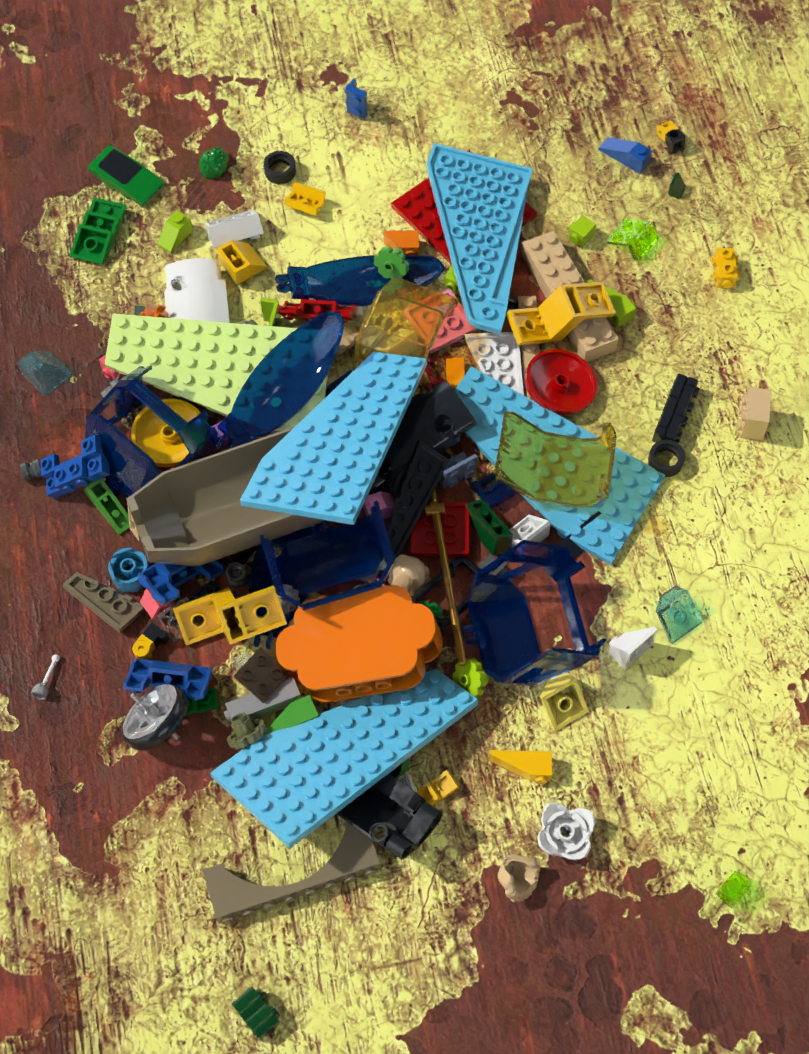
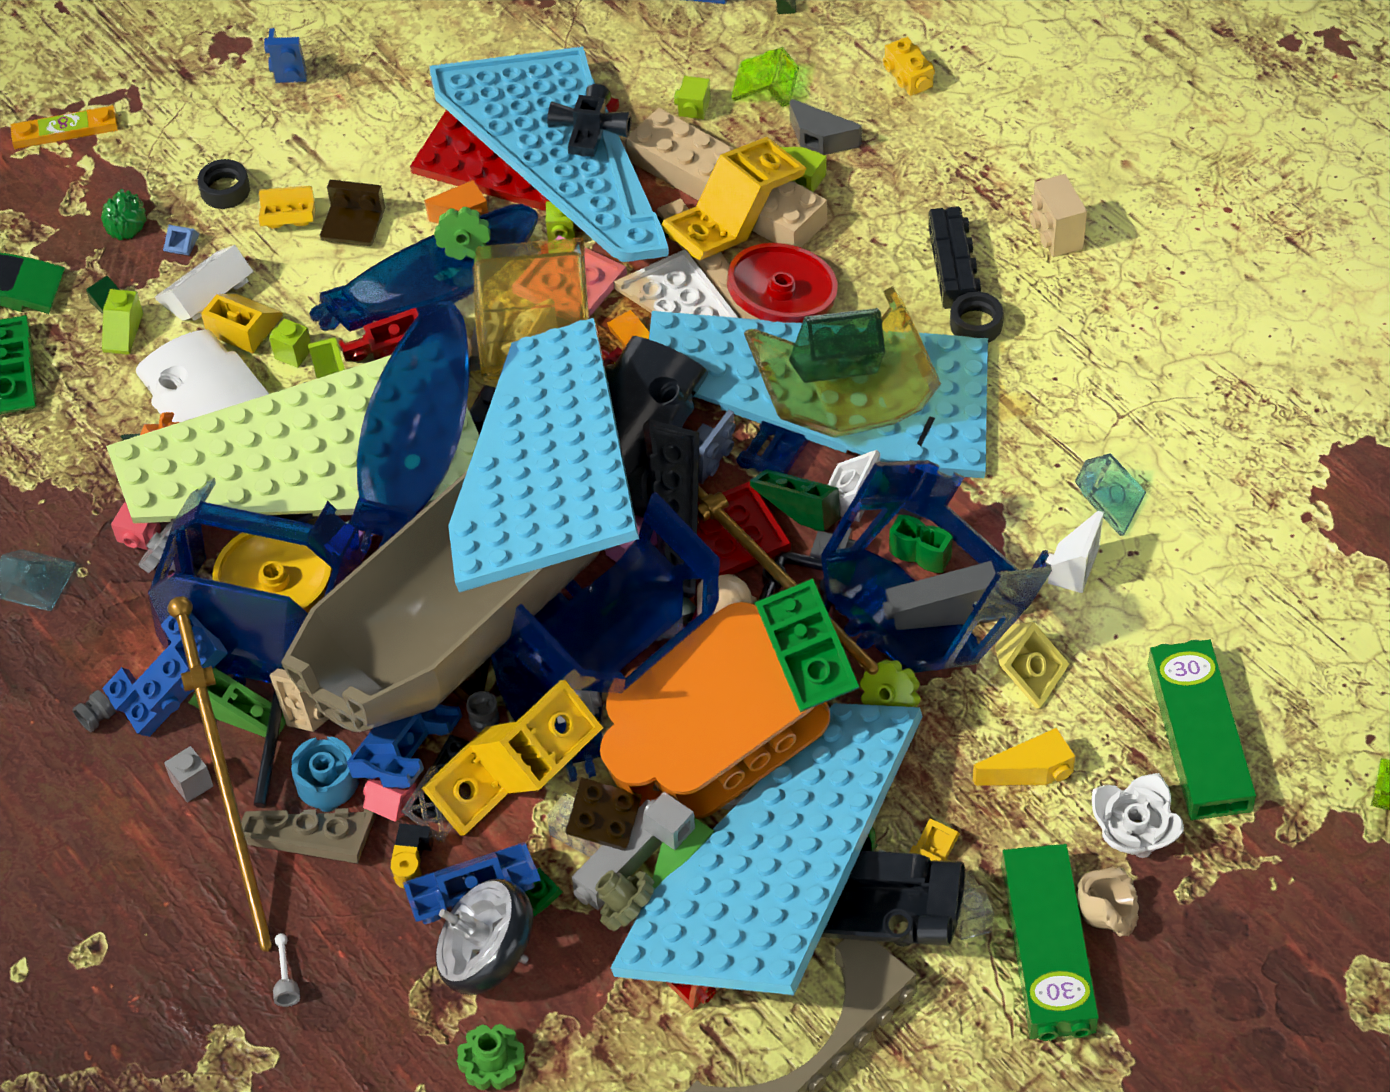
camera: 25 degrees left, 10 degrees down
(59, 534) = (188, 774): none -> light grey brick
(81, 485) = (198, 680): none -> pearl gold bar
(108, 543) = (268, 753): none -> black bar
(125, 787) = (491, 1057): none -> bright green plant
(176, 205) = (99, 292): none -> dark green slope
(212, 90) = (64, 127): none -> light orange plate
(237, 193) = (180, 240): none -> medium blue slope
(259, 288) = (290, 342): none -> lime brick
(294, 698) = (668, 820): none -> light grey brick
(340, 220) = (353, 213): none -> dark brown bracket
(420, 635) = (807, 645): none -> green slope
(438, 839) = (976, 910): none -> clear arch
(469, 882) = (1049, 942): none -> green brick
(502, 223) = (589, 120): none -> black brick
(532, 635) = (938, 599): none -> dark grey slope
(543, 592) = (918, 543): none -> green brick
(561, 444) = (839, 345): none -> clear green slope
(640, 794) = (1201, 730): none -> green brick
(647, 288) = (823, 130): none -> dark grey slope

